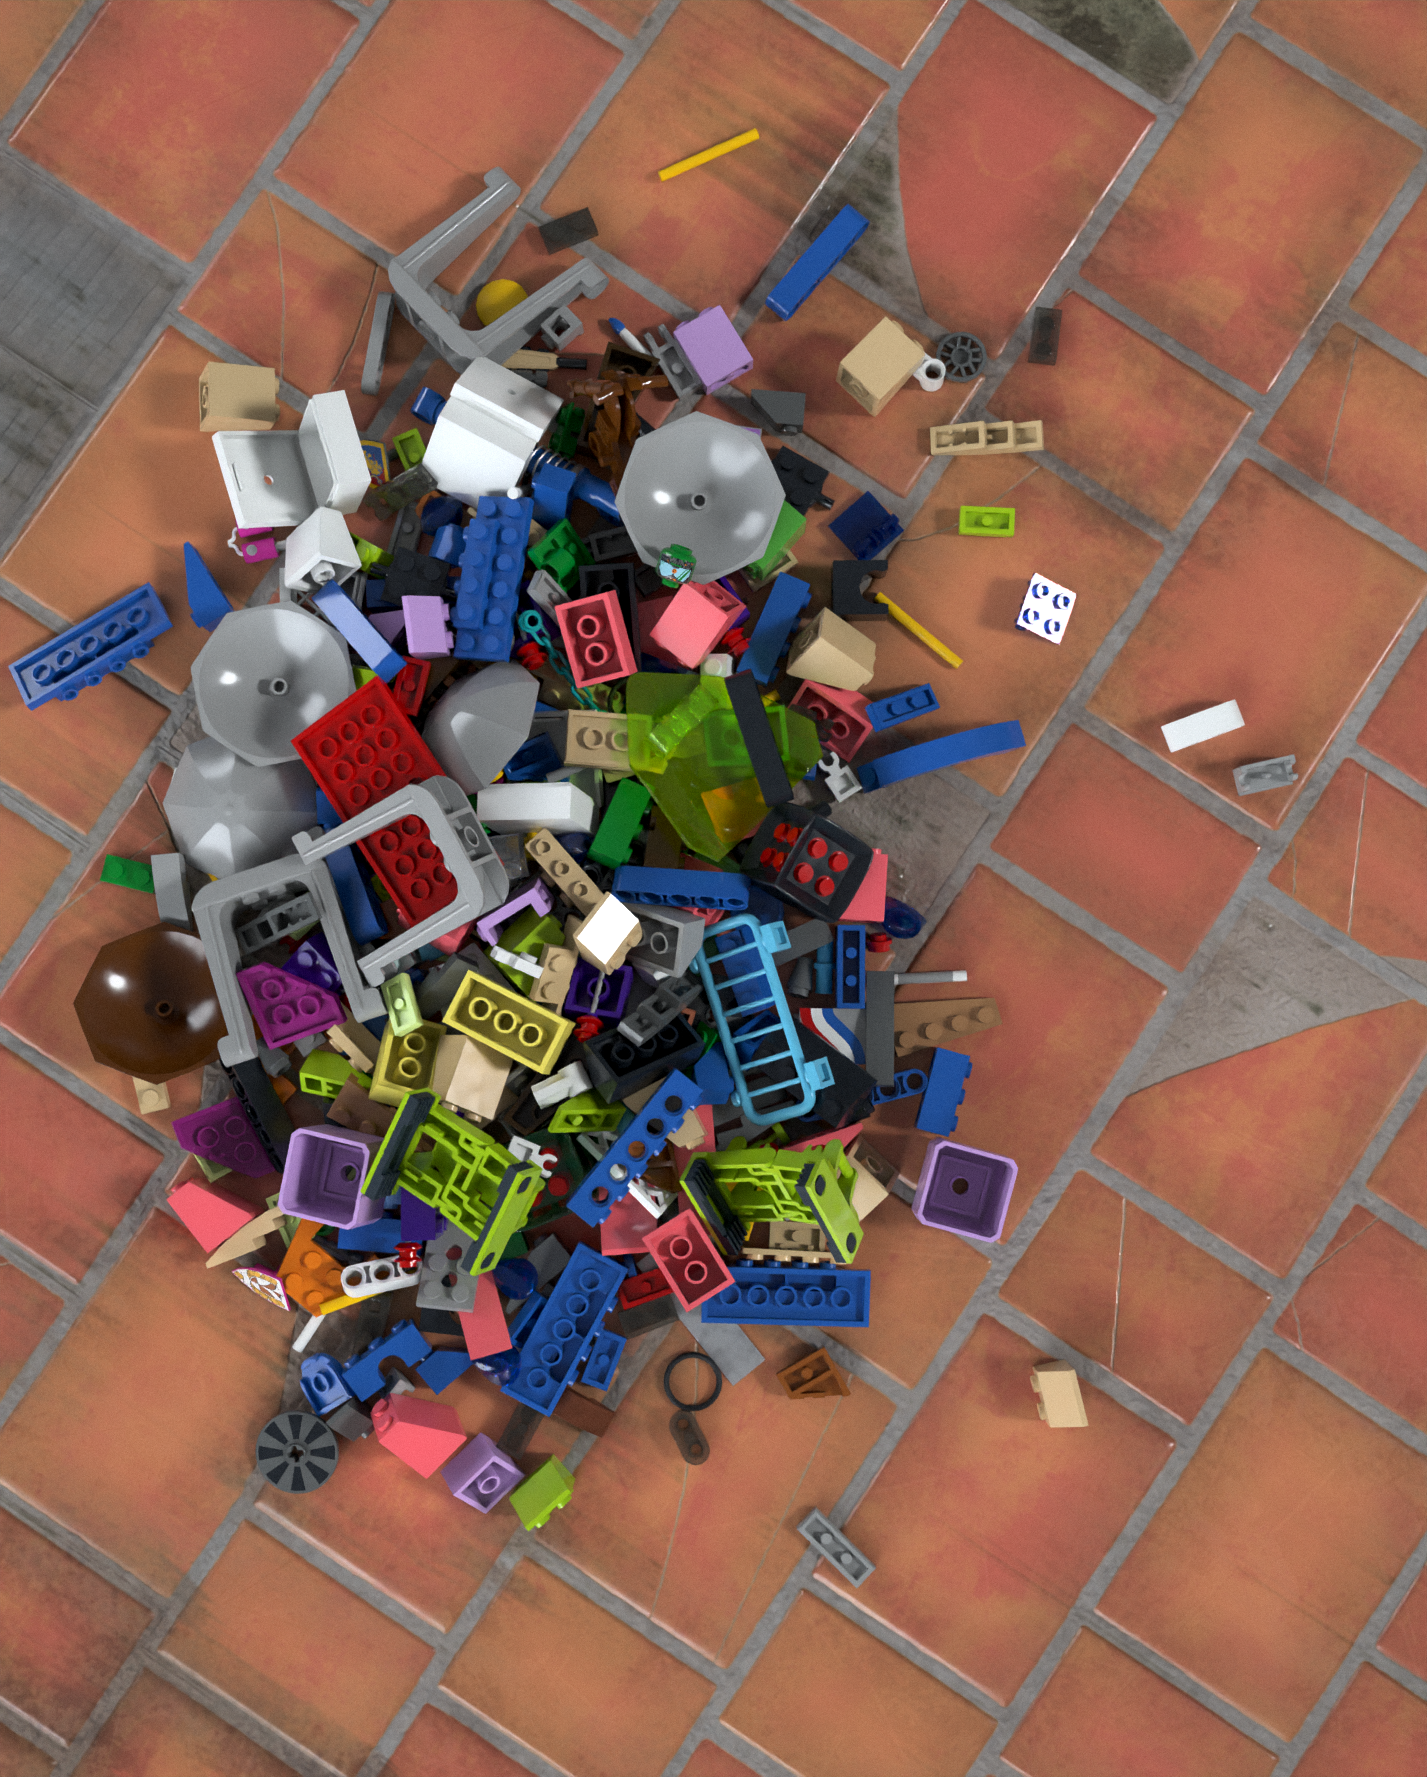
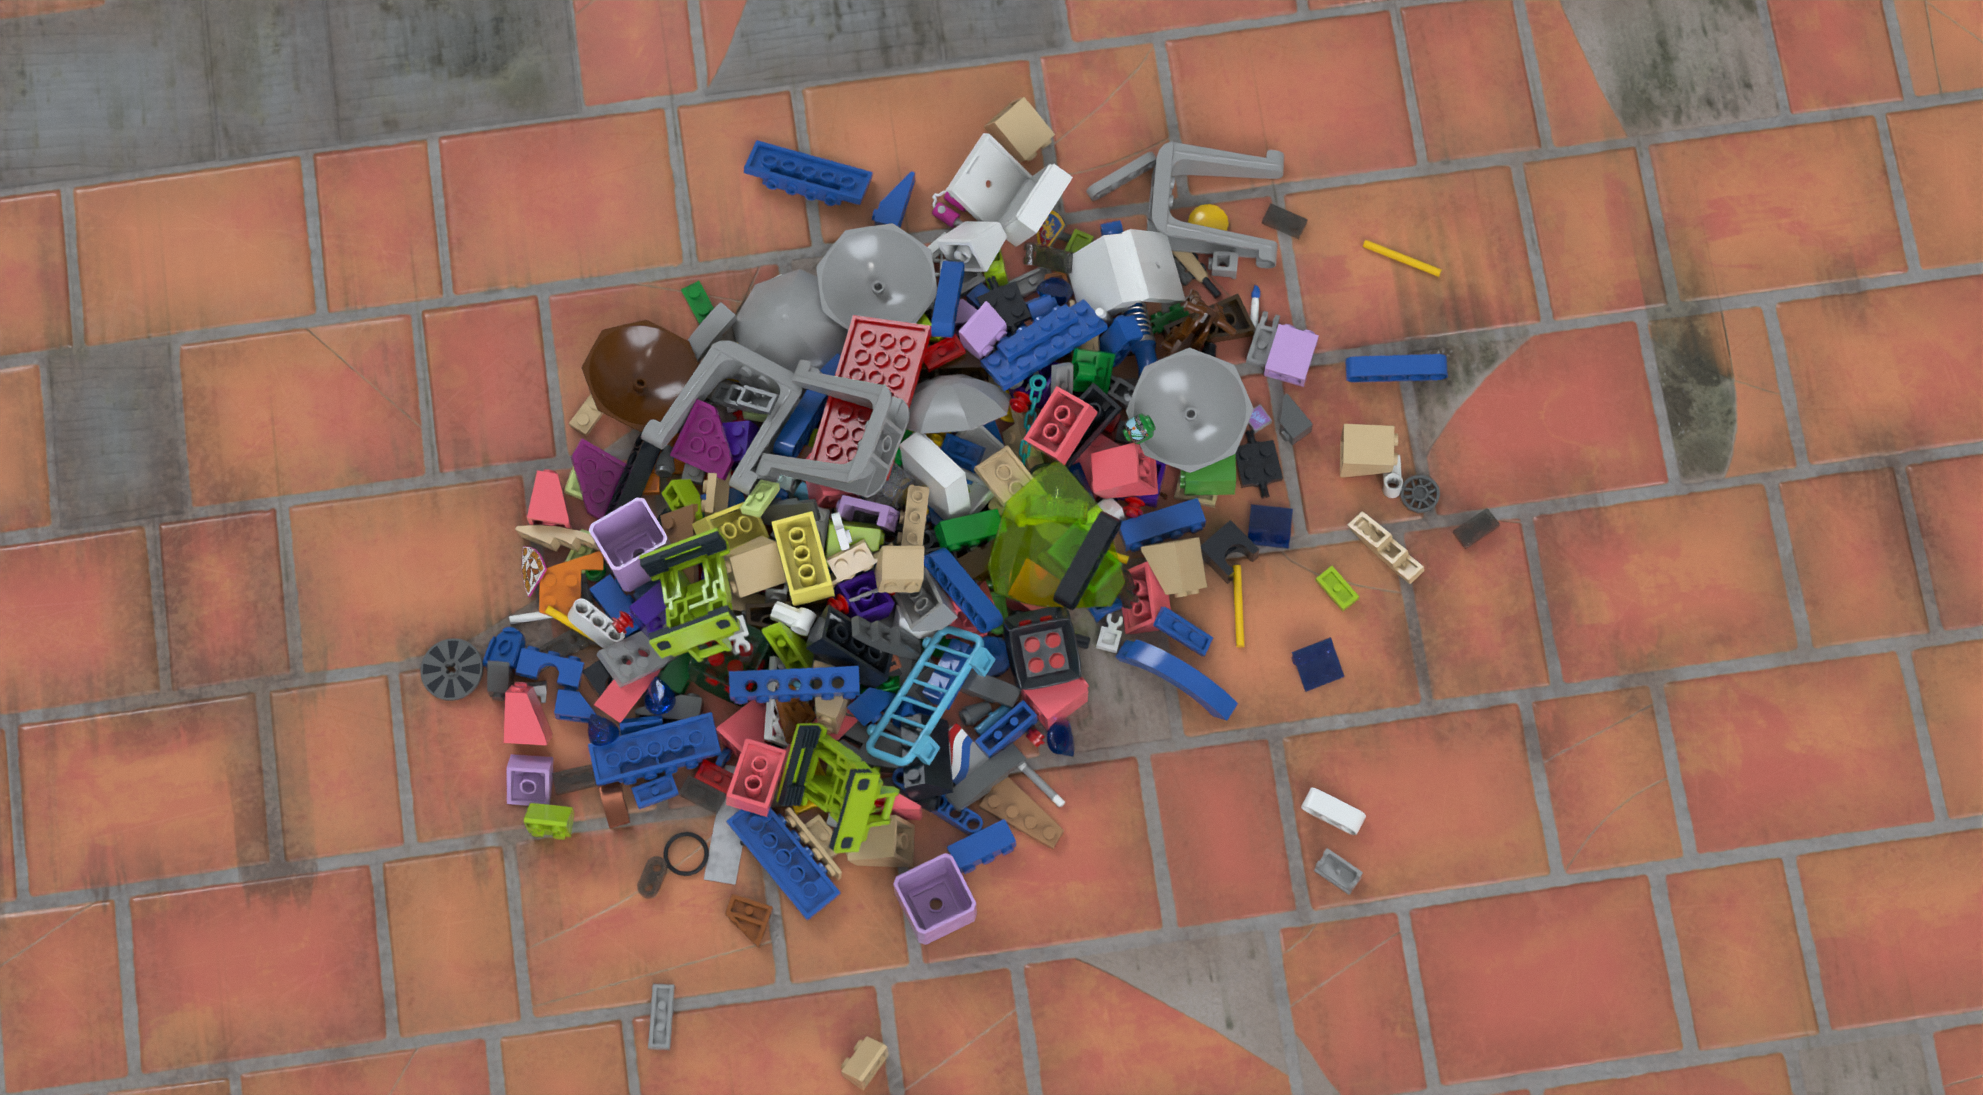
camera: 50 degrees right, 15 degrees down
(576, 845) = (934, 515): clear blue piece -> none

